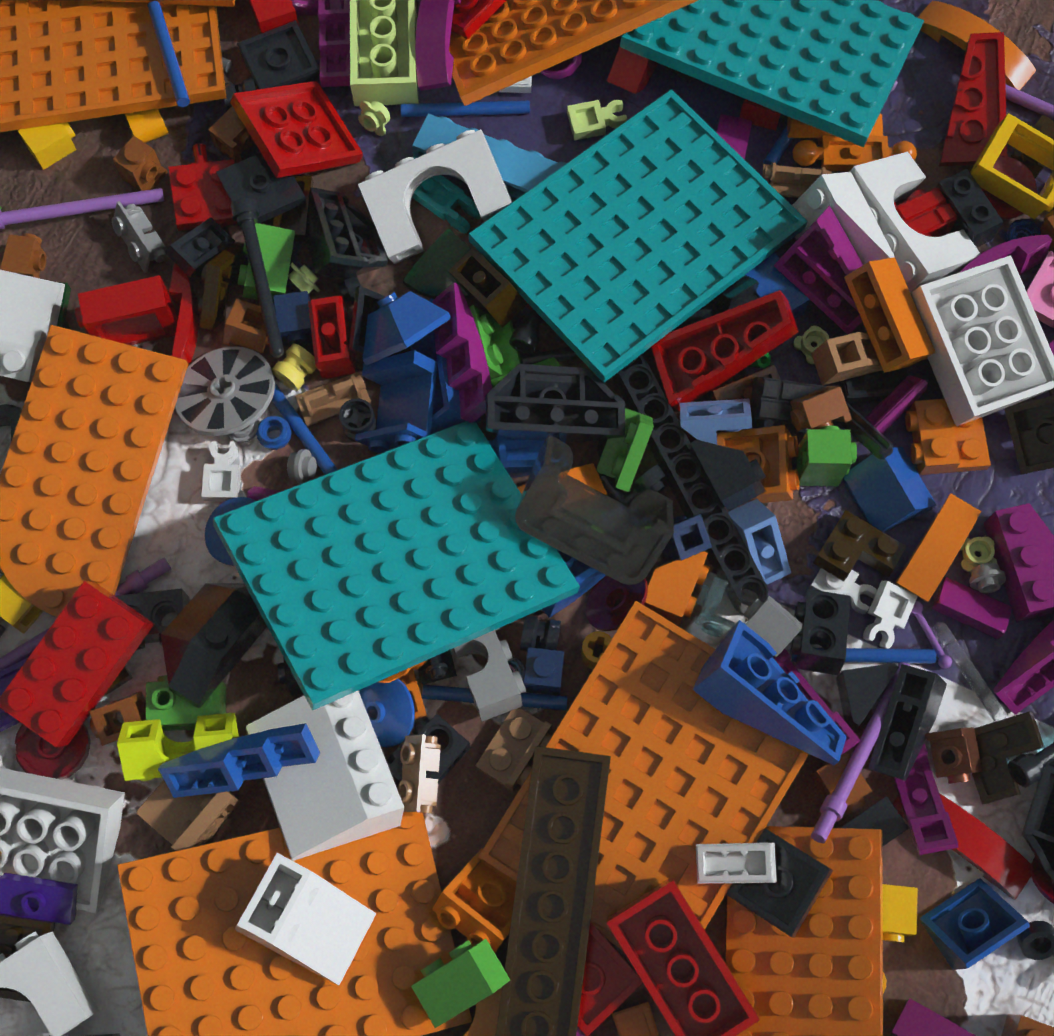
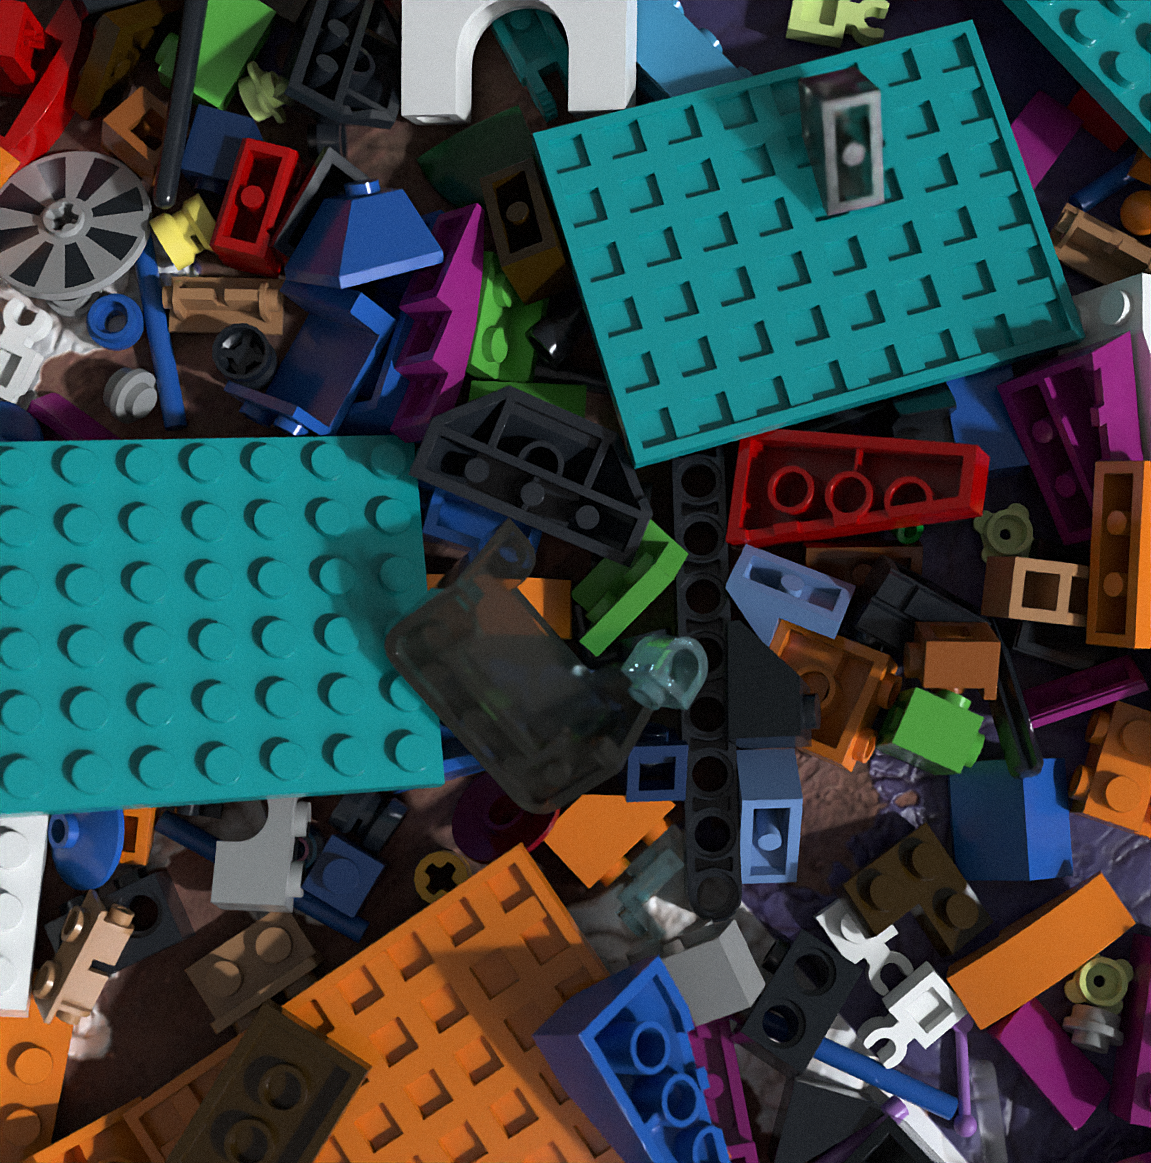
camera: 25 degrees right, 10 degrees up
(635, 170) = (843, 138): none -> clear smoke slope
(671, 480) = (666, 671): none -> clear light blue plate

